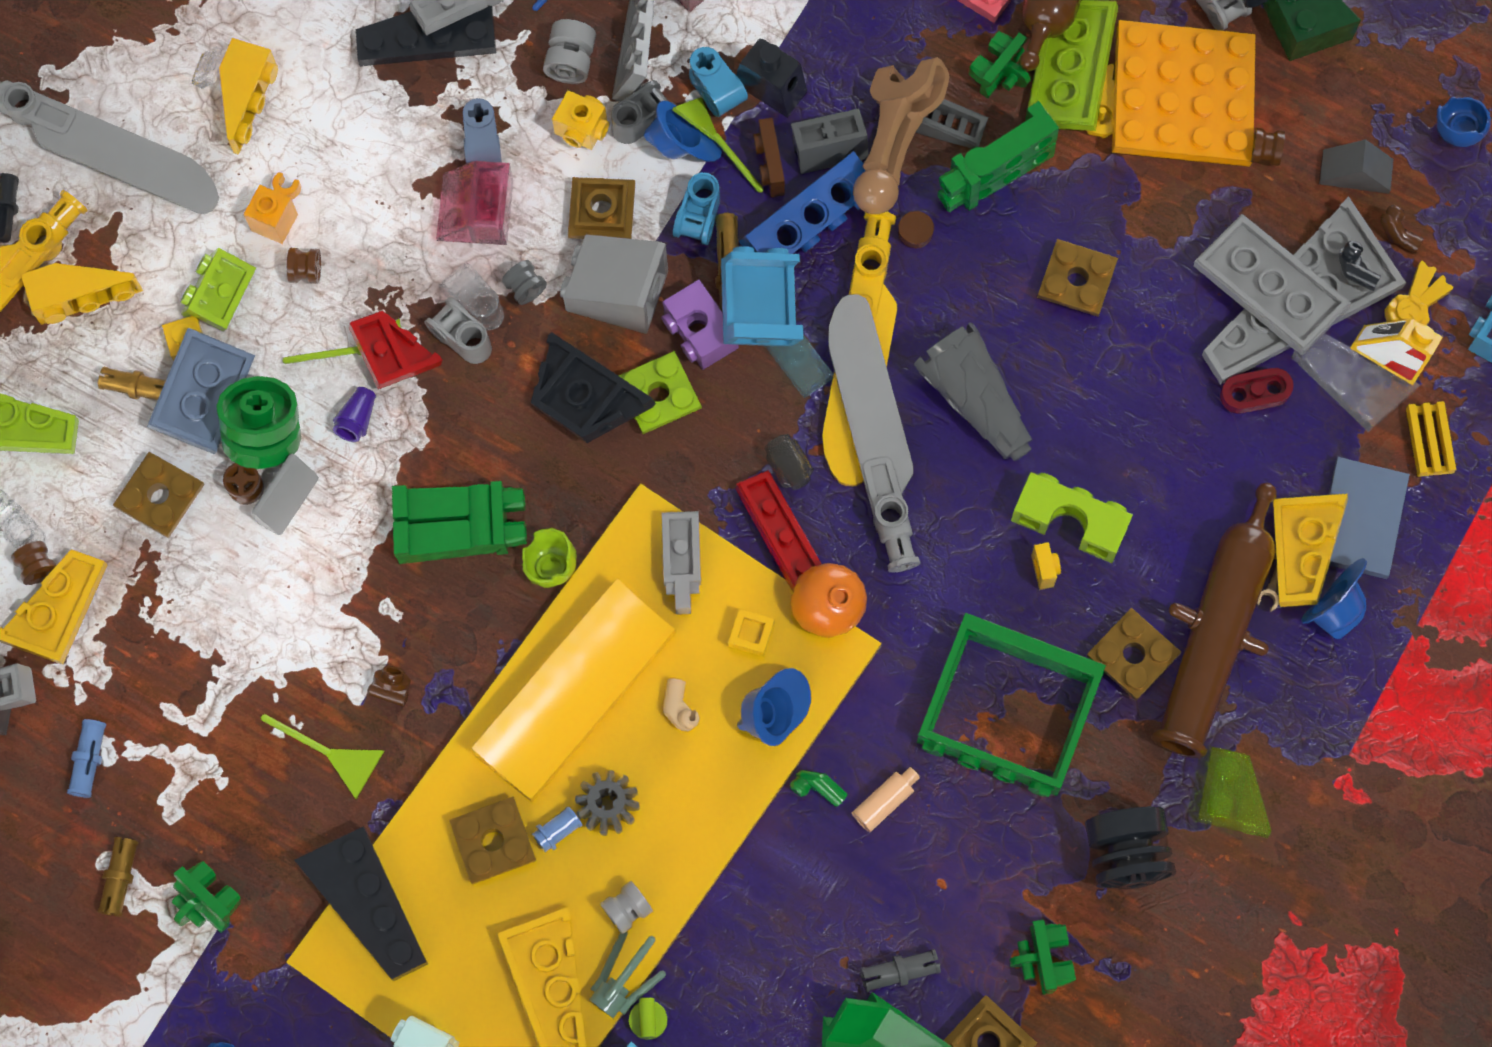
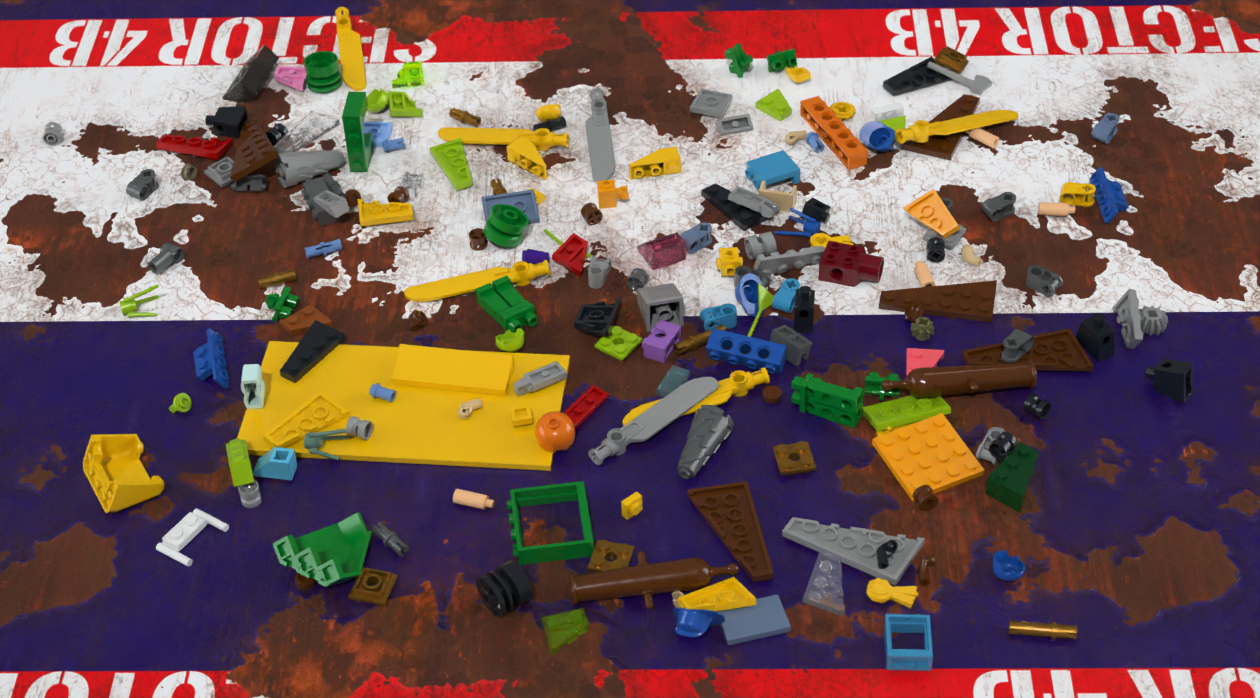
camera: 60 degrees right, 30 degrees down
(149, 477) = (454, 218): pearl gold piece -> none
(218, 288) = (560, 195): lime bracket -> none
(265, 874) = (303, 319): none -> dark orange wing
(285, 495) = (481, 252): light grey slope -> none
(351, 549) = (520, 274): none -> yellow piece
(351, 765) = (373, 327): lime piece -> none
(474, 294) = (618, 268): clear piece -> none
(474, 826) = (363, 374): pearl gold piece -> none
(613, 223) = (695, 289): pearl gold piece -> none
(621, 804) = (405, 401): dark grey gear -> none
(648, 1019) = (313, 462): lime plate -> none
(759, 297) = (686, 345): dark azure panel -> none
(771, 171) = (764, 329): reddish brown plate -> none
(776, 707) = (489, 435): blue piece -> none
(788, 462) = (617, 397): clear smoke brick -> none
(818, 782) = (465, 473): green arm -> none
(901, 113) = (826, 354): medium nougat piece -> none
(944, 132) = (836, 369): dark grey slope -> none
(1046, 499) = (667, 516): lime arch -> none
(1050, 974) = (429, 585): green hips -> none
(1153, 434) = (735, 521): none -> reddish brown wing
(1254, 390) = (791, 550): dark red plate -> none
(1272, 284) = (848, 526): light grey tile -> none
(1357, 167) = (947, 541): dark grey slope -> none
(1398, 346) = (855, 592): slope -> none
(1444, 435) = (816, 628): yellow tile -> none

